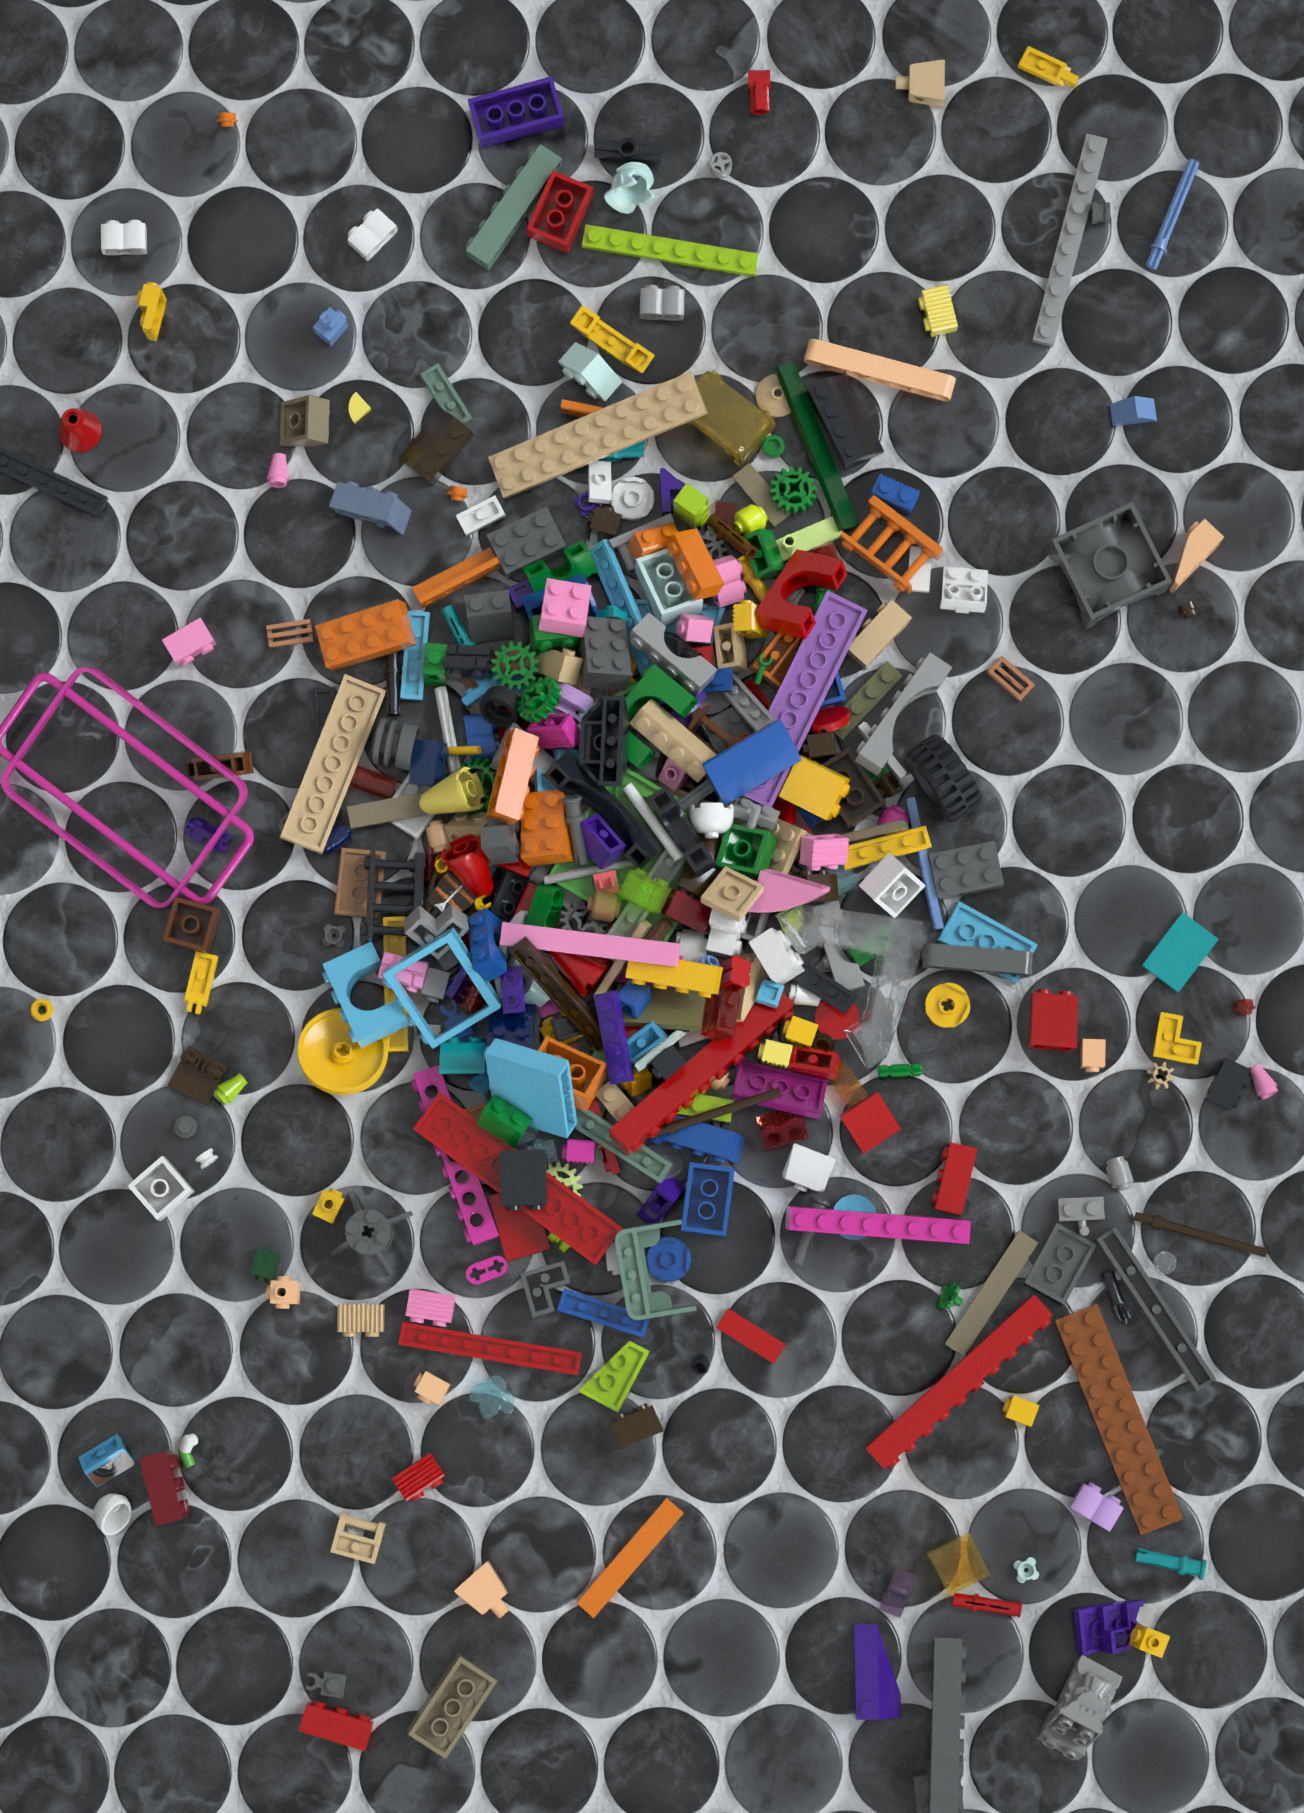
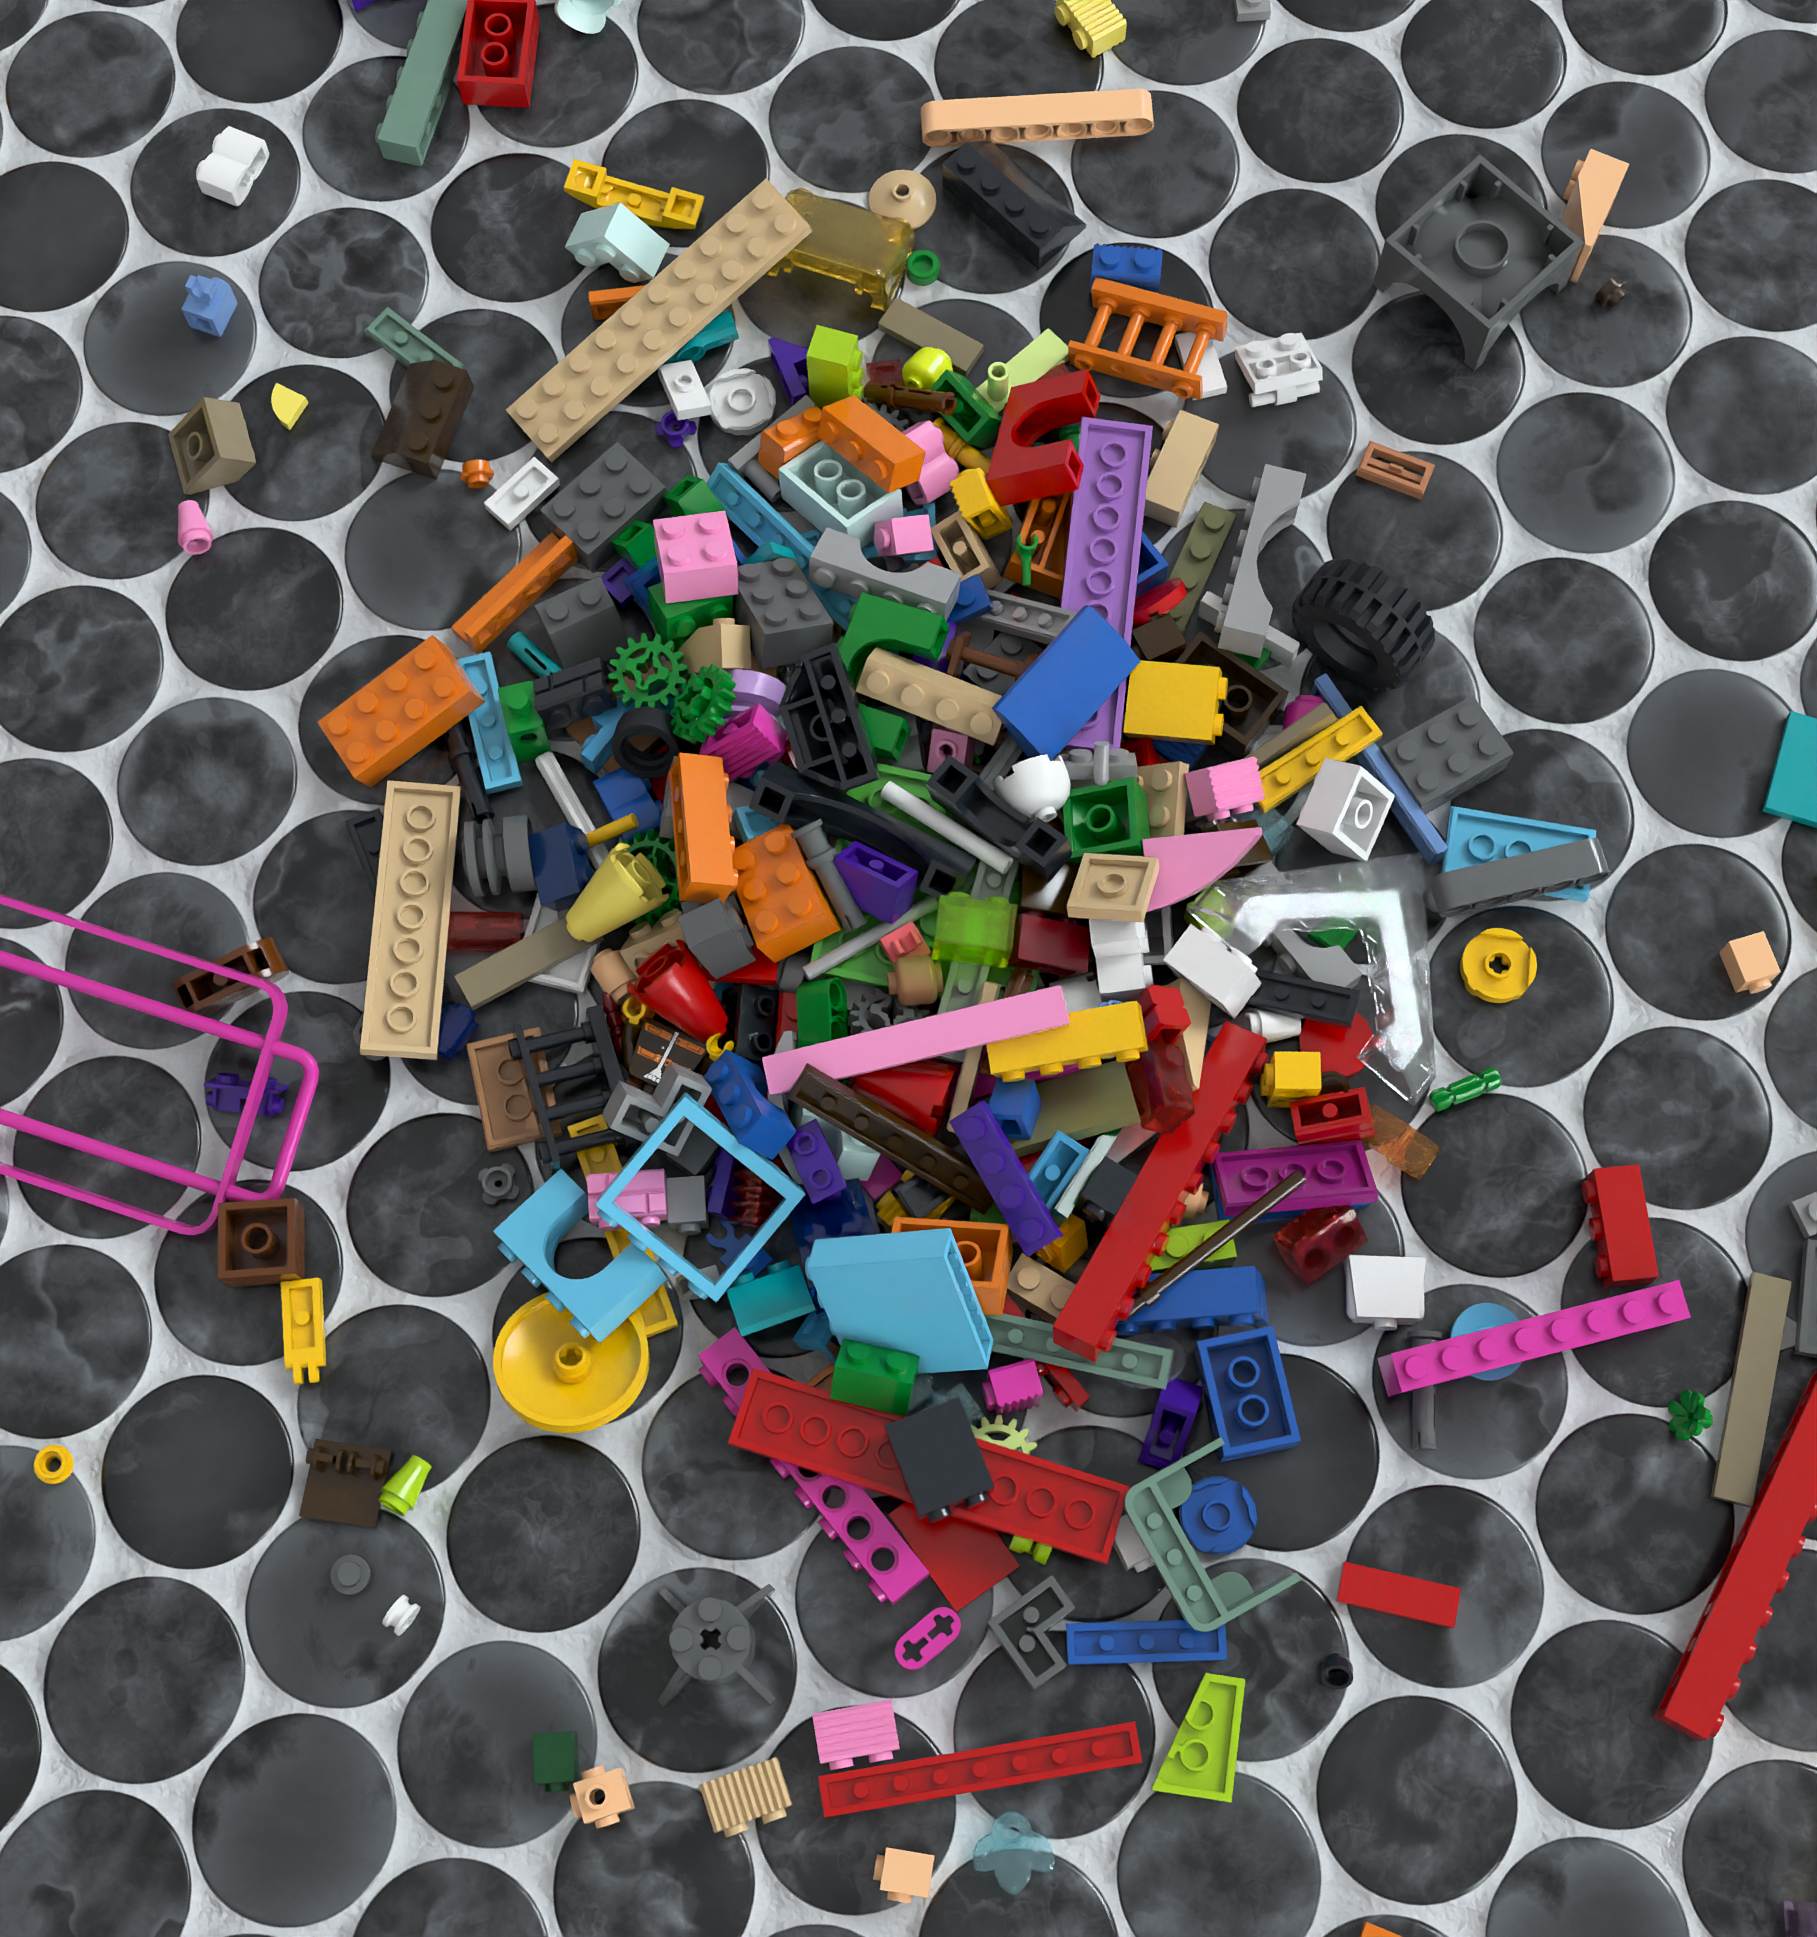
camera: 20 degrees left, 10 degrees down
(161, 1188) = (338, 1691): white brick -> none
(189, 642) = (129, 814): bright pink brick -> none
(307, 622) = (279, 742): nougat tile -> none
(329, 1205) = (631, 1622): yellow brick -> none
(370, 506) = (350, 527): sand blue wedge -> none
(605, 522) = (711, 442): dark brown brick -> none
(636, 1426) = (1276, 1814): dark brown brick -> none
(662, 303) = (690, 127): light grey brick -> none
(670, 250) = (676, 59): lime plate -> none
(769, 993) = (1223, 1033): medium azure plate -> none
(775, 1054) = (1266, 1124): light yellow brick -> none
(798, 499) = (974, 312): green gear -> none
(816, 447) = (987, 246): dark green tile -> none
(869, 1122) = (1452, 1184): red tile -> none
(889, 784) = (1279, 672): dark brown tile -> none
(1053, 1021) = (1671, 934): red slope -> none
(1133, 411) = (1416, 61): medium blue slope -> none

